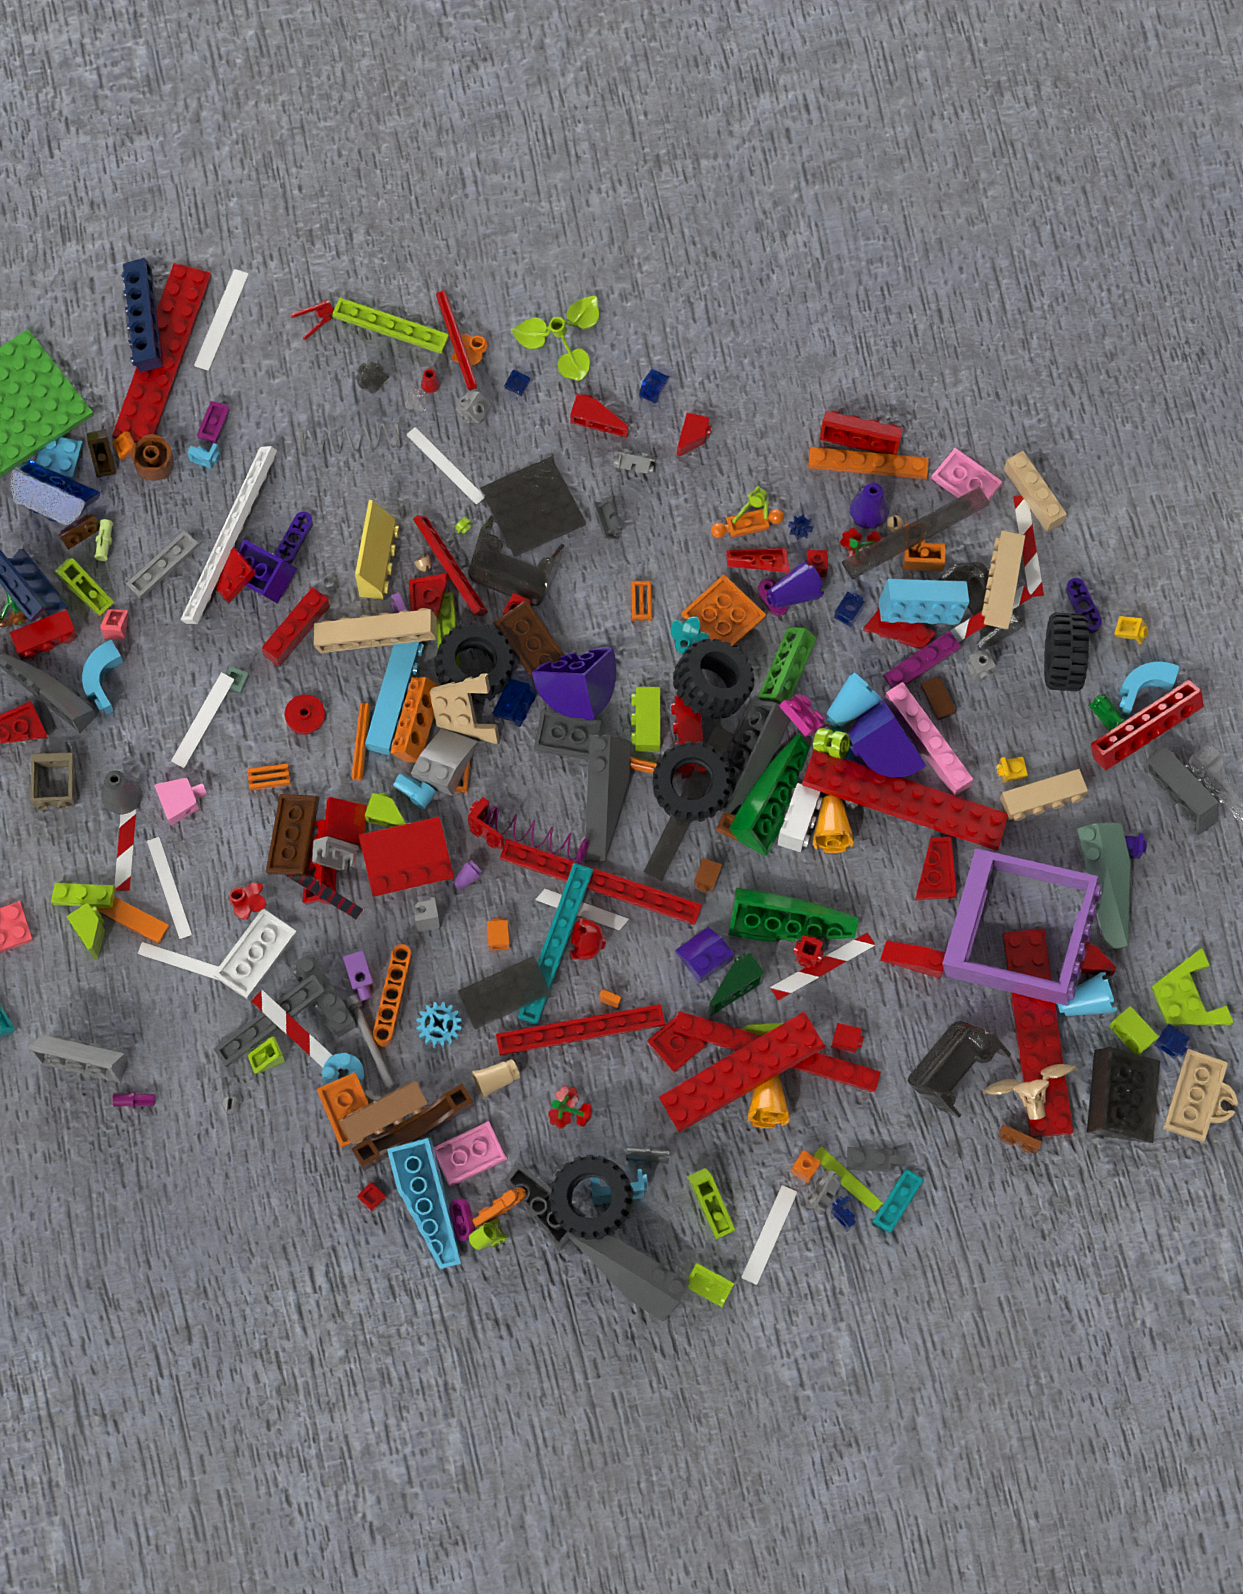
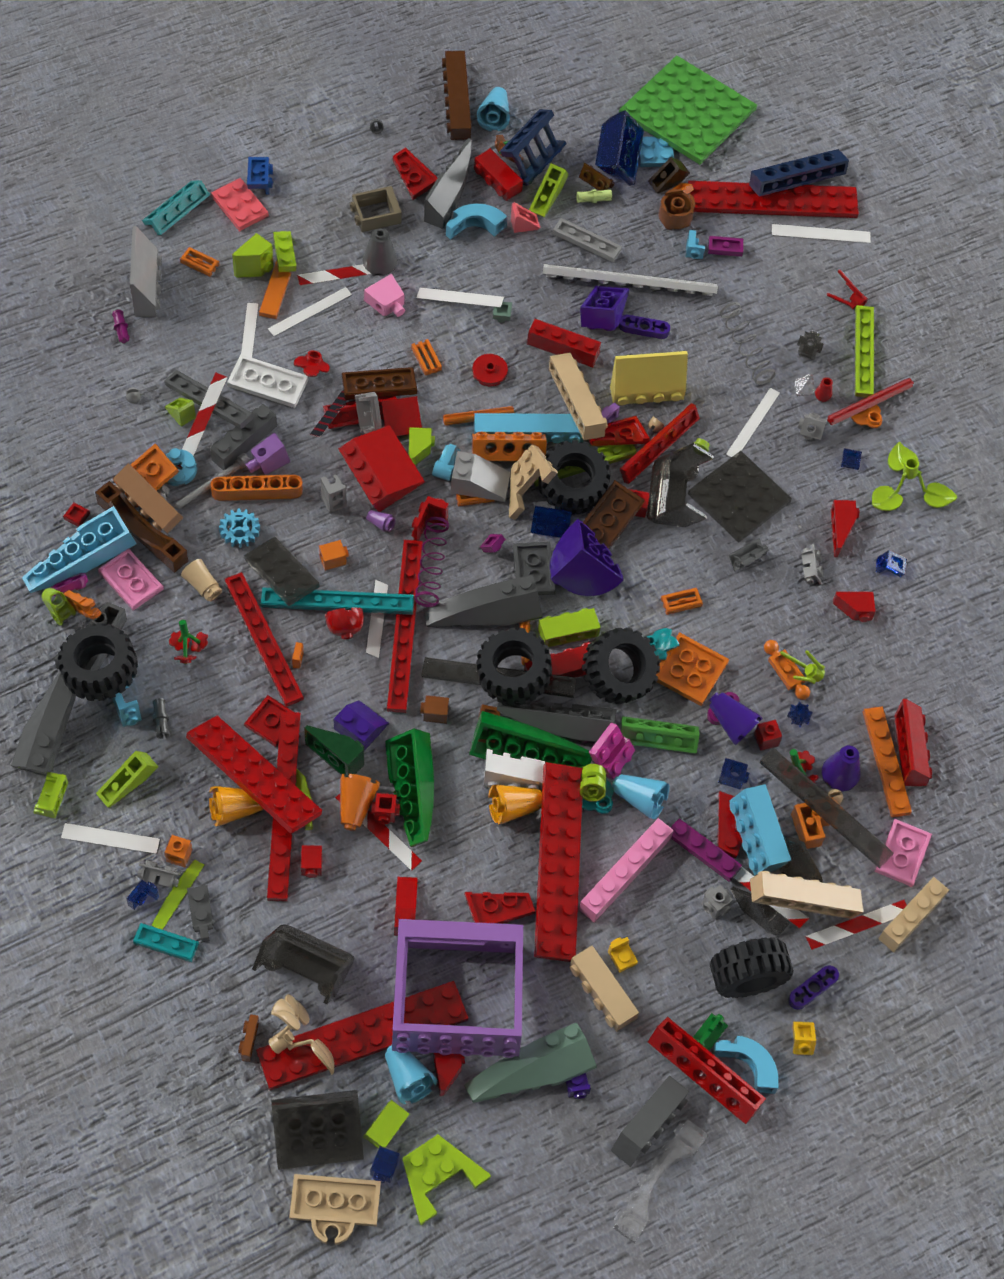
camera: 70 degrees right, 10 degrees down
(71, 999) = (197, 263): none -> orange tile
(234, 576) = (593, 289): red wing -> none
(527, 768) = (493, 543): none -> magenta plate
(761, 559) = (754, 687): red wing -> none
(792, 978) = (355, 799): none -> orange cone
(884, 743) = (607, 828): dark purple brick -> none
(938, 698) = (672, 873): reddish brown tile -> none

